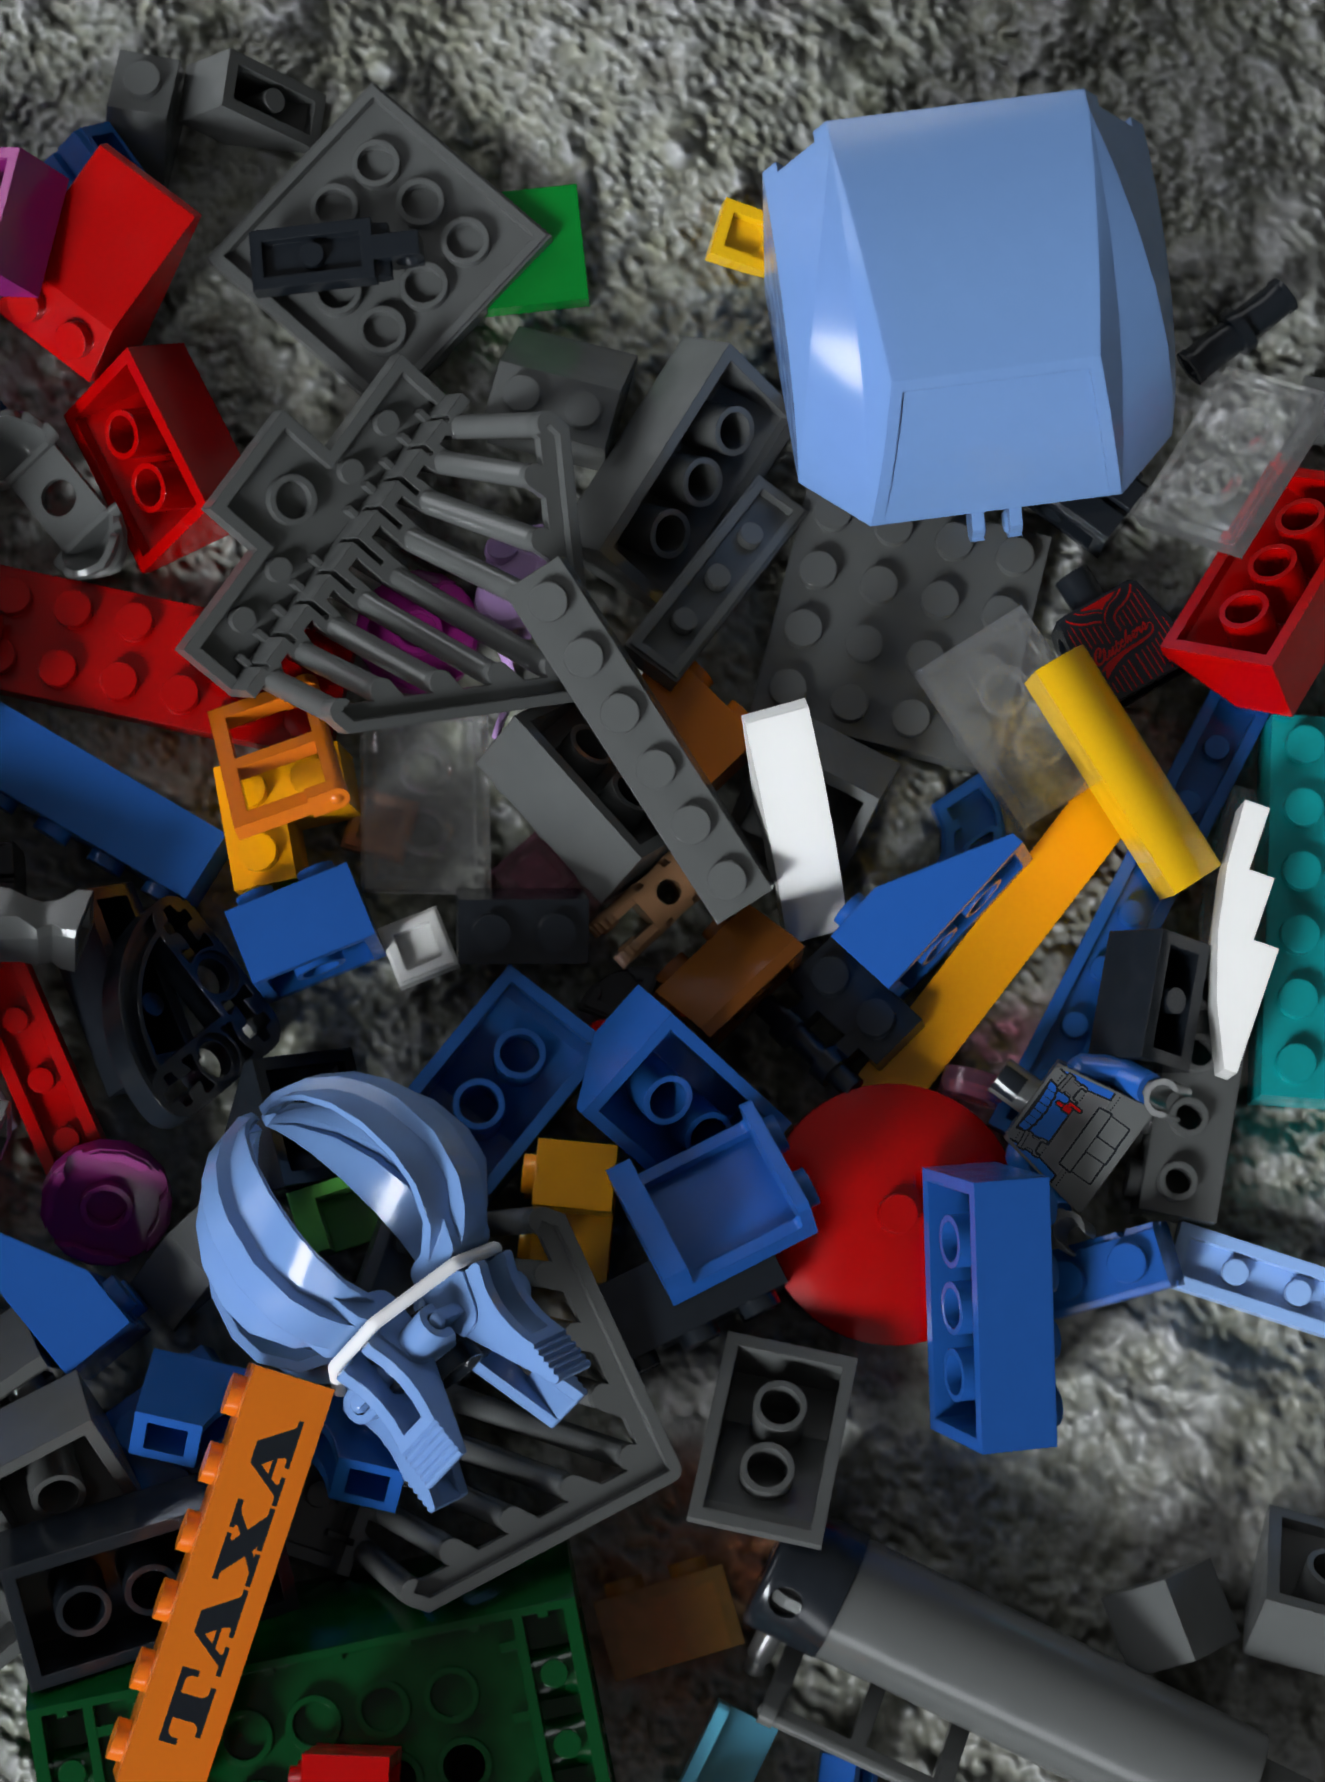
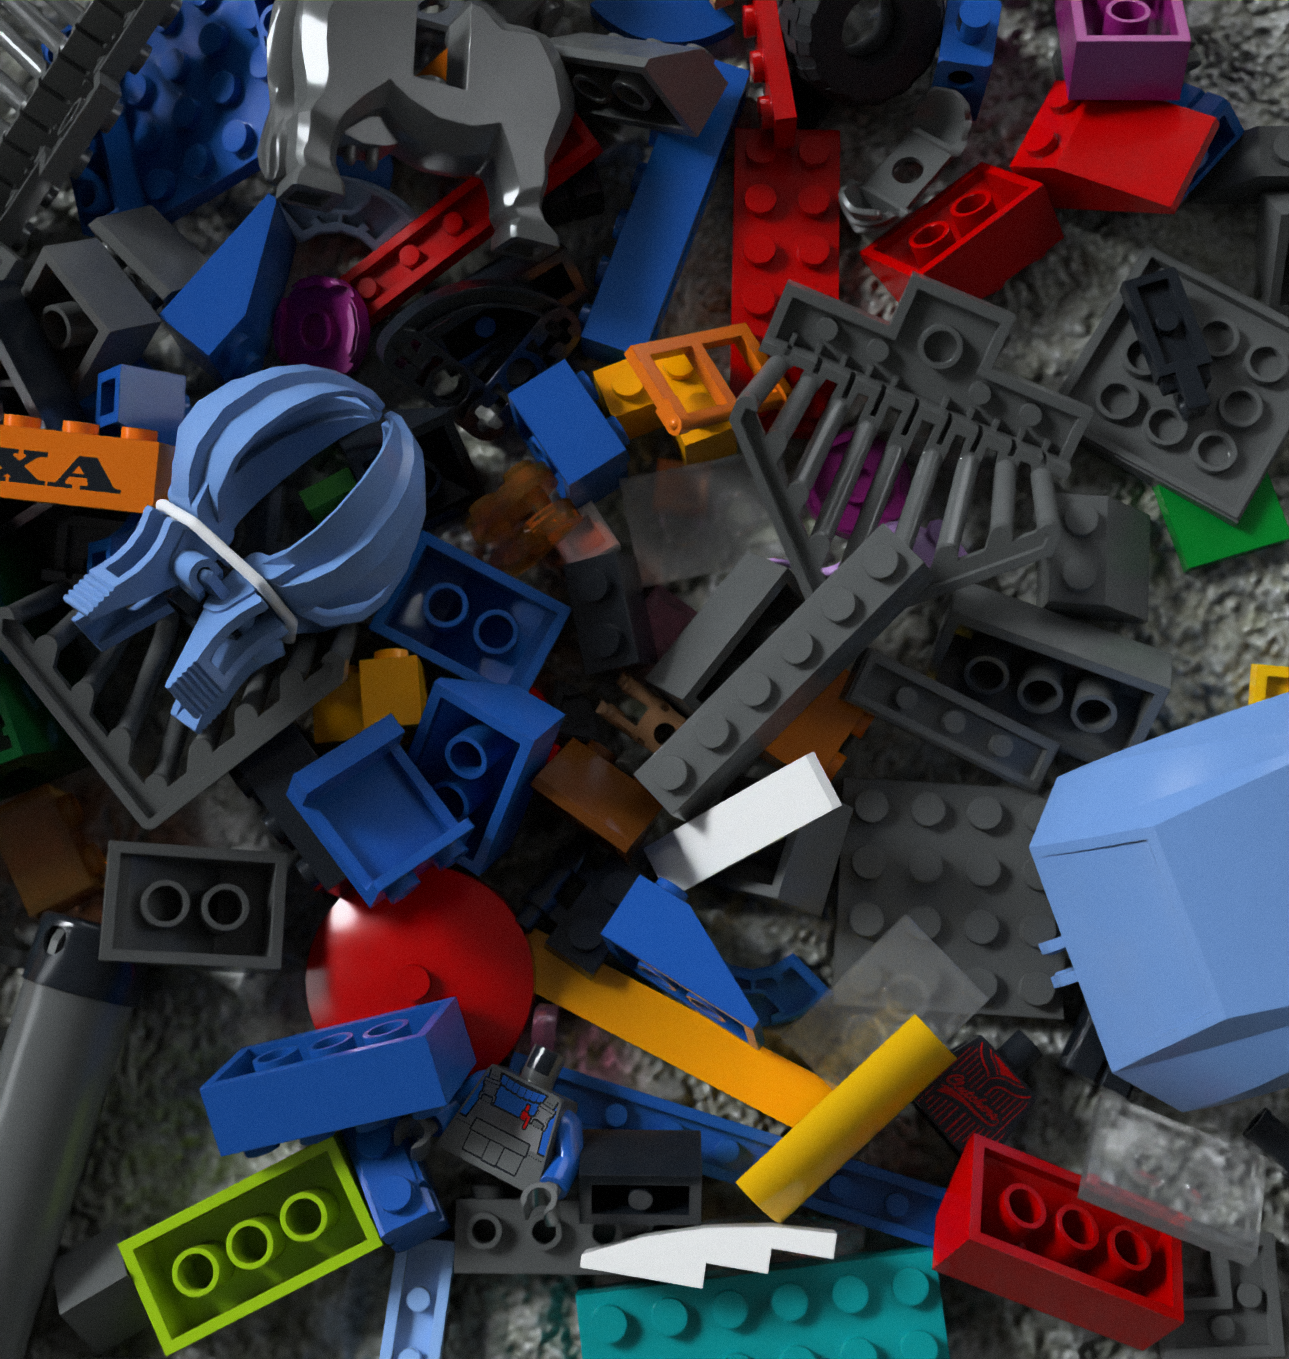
camera: 80 degrees right, 0 degrees up
(354, 992) = (499, 512): none -> clear orange brick
(1149, 1439) = (251, 1243): none -> lime brick

